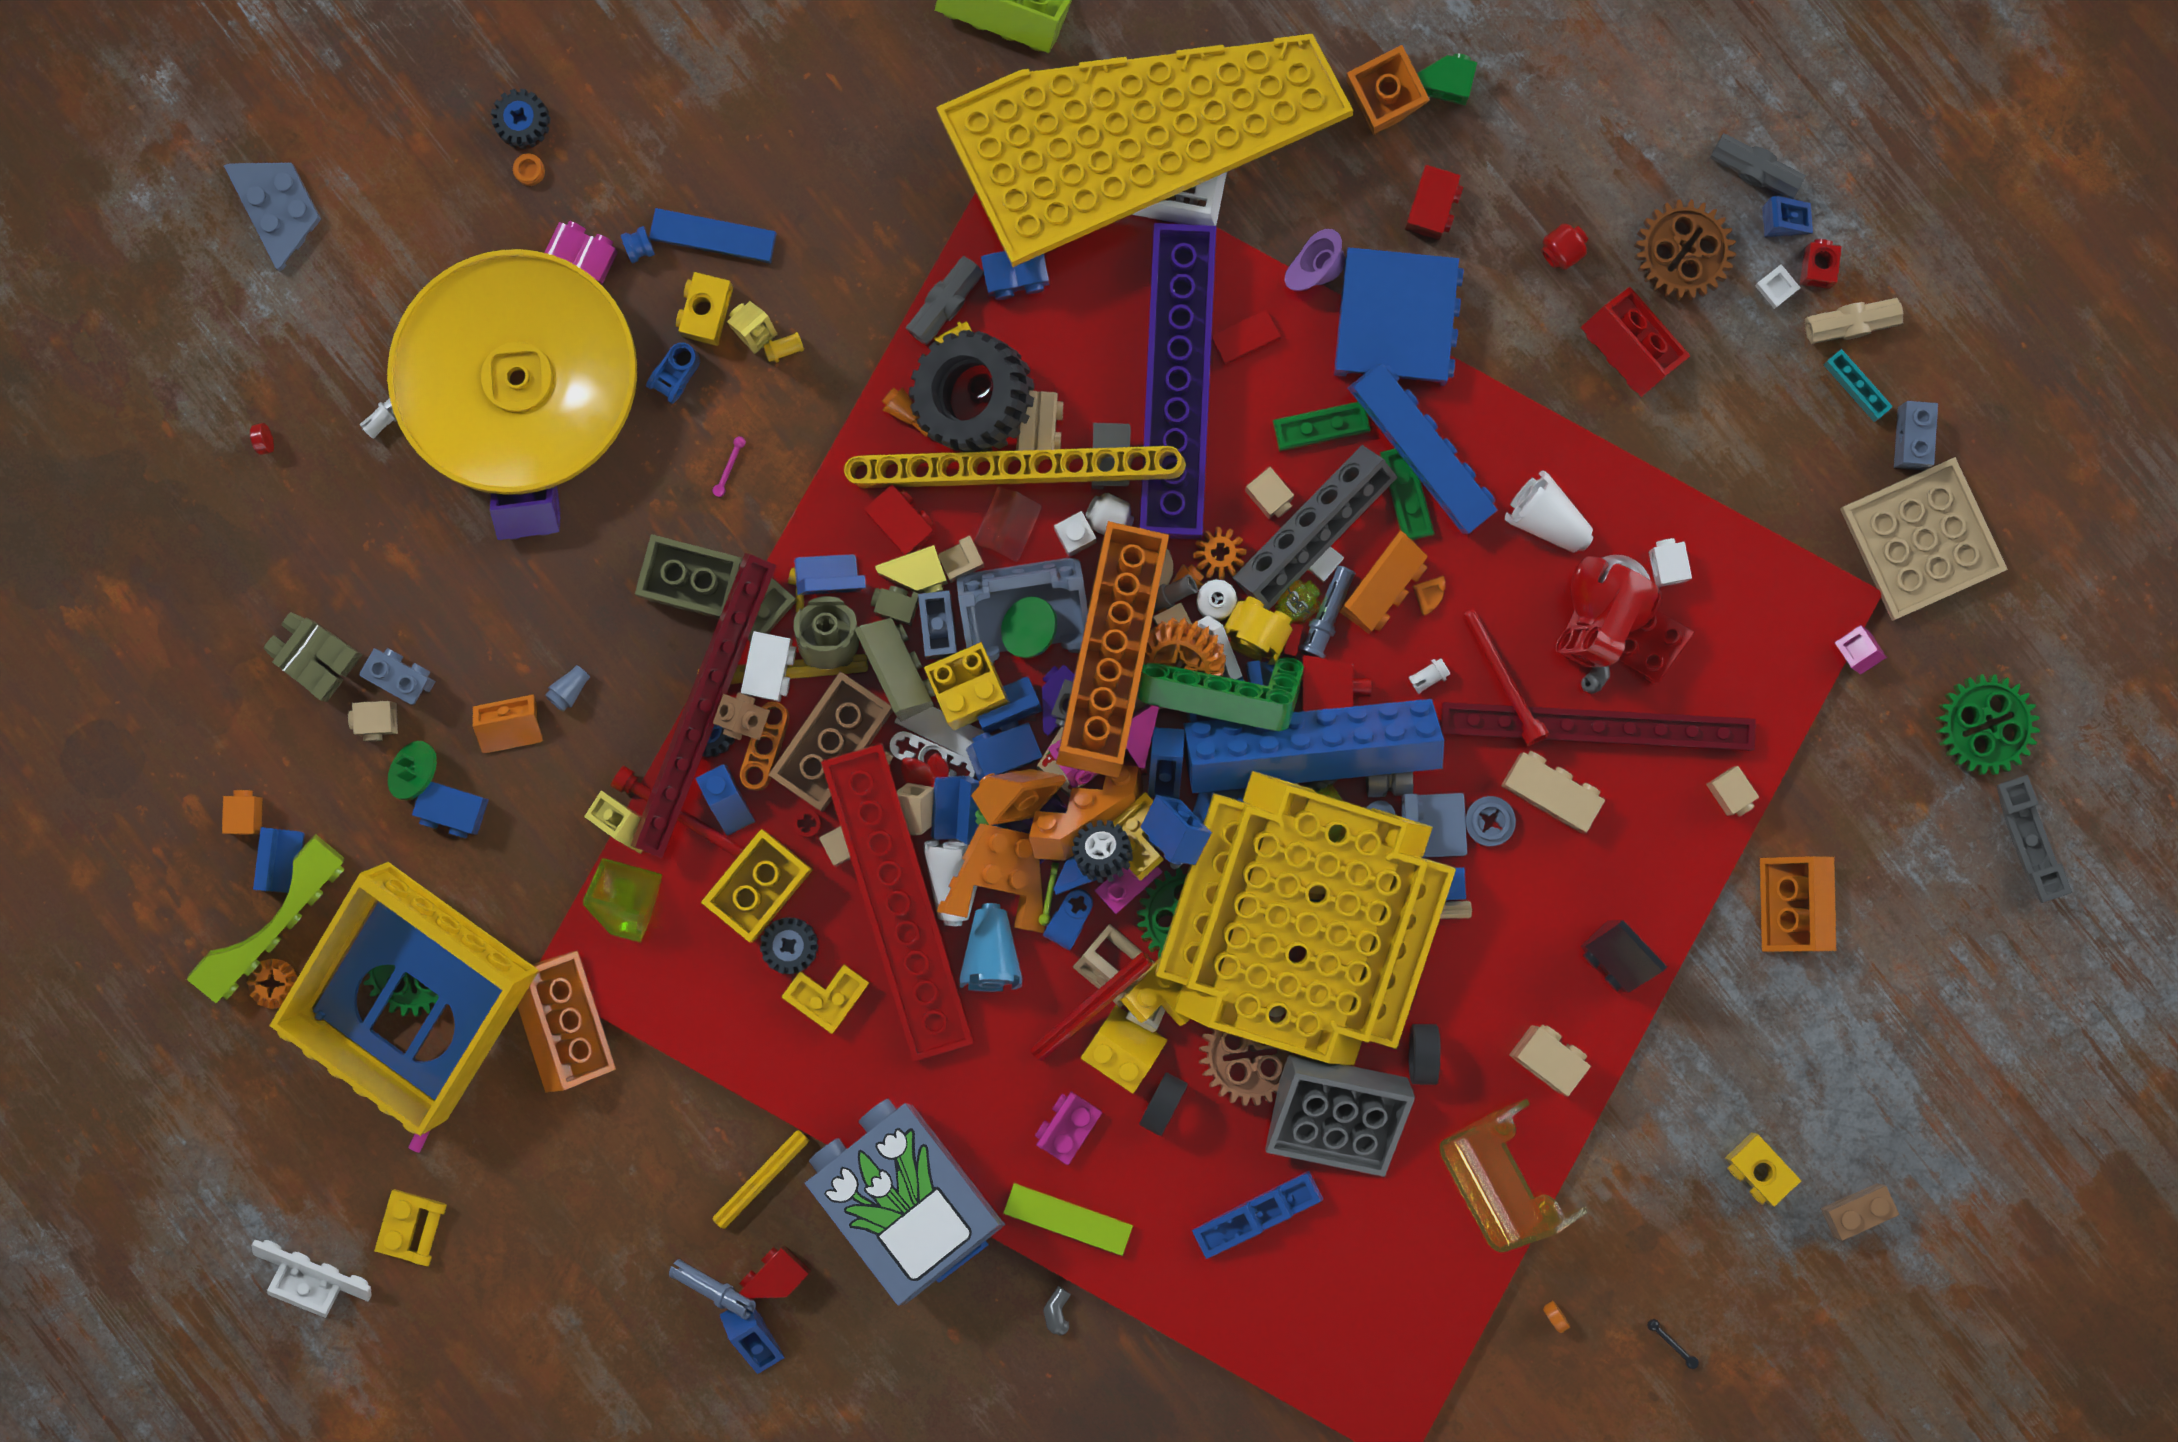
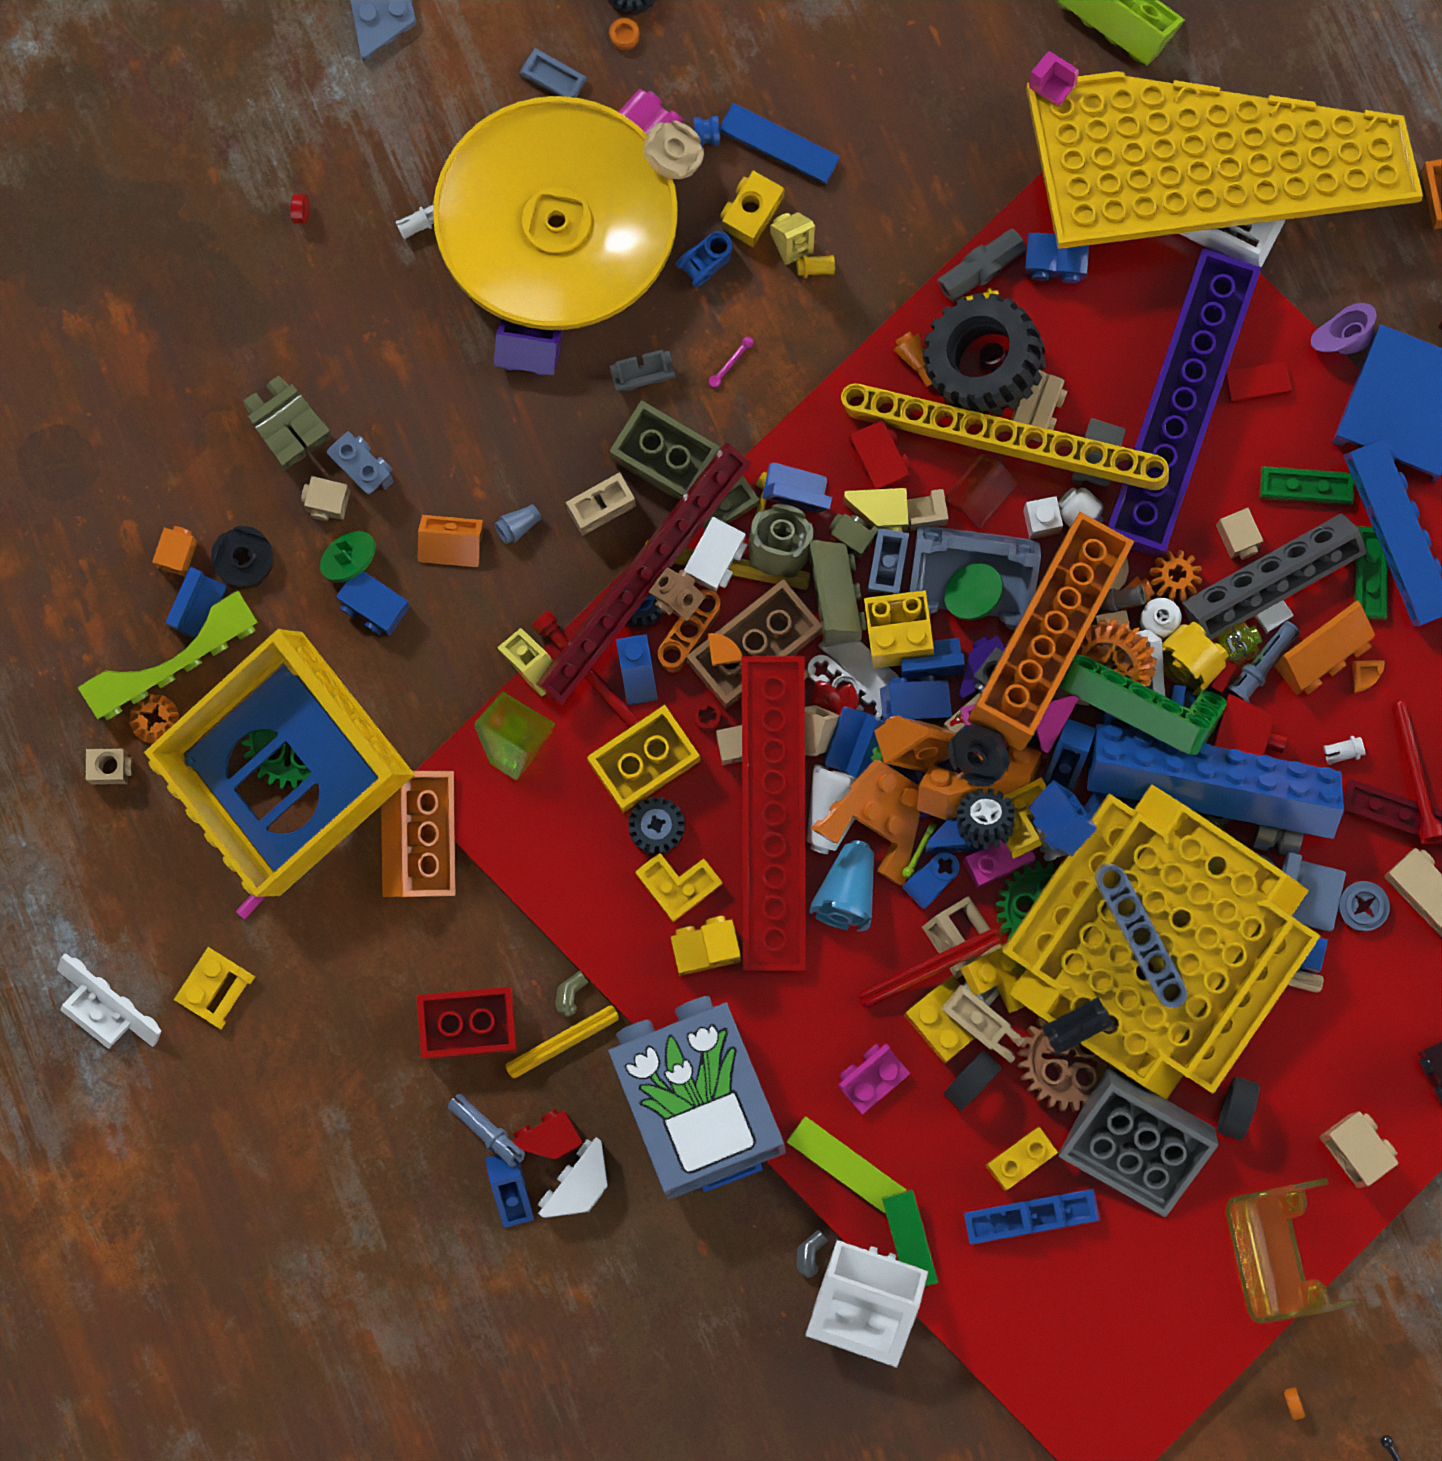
camera: 15 degrees right, 5 degrees down
(228, 1044) = (96, 759): none -> tan brick
(297, 788) = (235, 541): none -> black plate
(471, 232) = (552, 75): none -> sand blue tile
(609, 275) = (673, 150): none -> tan tile
(634, 510) = (629, 376): none -> dark grey hinge
(642, 646) = (601, 504): none -> tan brick
(663, 1191) = (467, 1023): none -> red brick
(750, 1131) = (566, 994): none -> olive arm
(801, 759) = (723, 650): none -> orange tile
(817, 1312) = (579, 1185): none -> white slope
(871, 1050) = (705, 948): none -> yellow brick
(960, 96) = (1053, 78): none -> dark pink panel
(1068, 786) = (989, 745): none -> black plate
(1124, 1347) = (867, 1303): none -> white piece
(1147, 1272) = (909, 1232): none -> green tile
(1155, 1045) = (981, 1021): none -> tan hinge
(1231, 1164) = (1021, 1159): none -> yellow brick
(1247, 1026) = (1077, 1025): none -> black hinge
(1290, 937) = (1151, 947): none -> sand blue beam

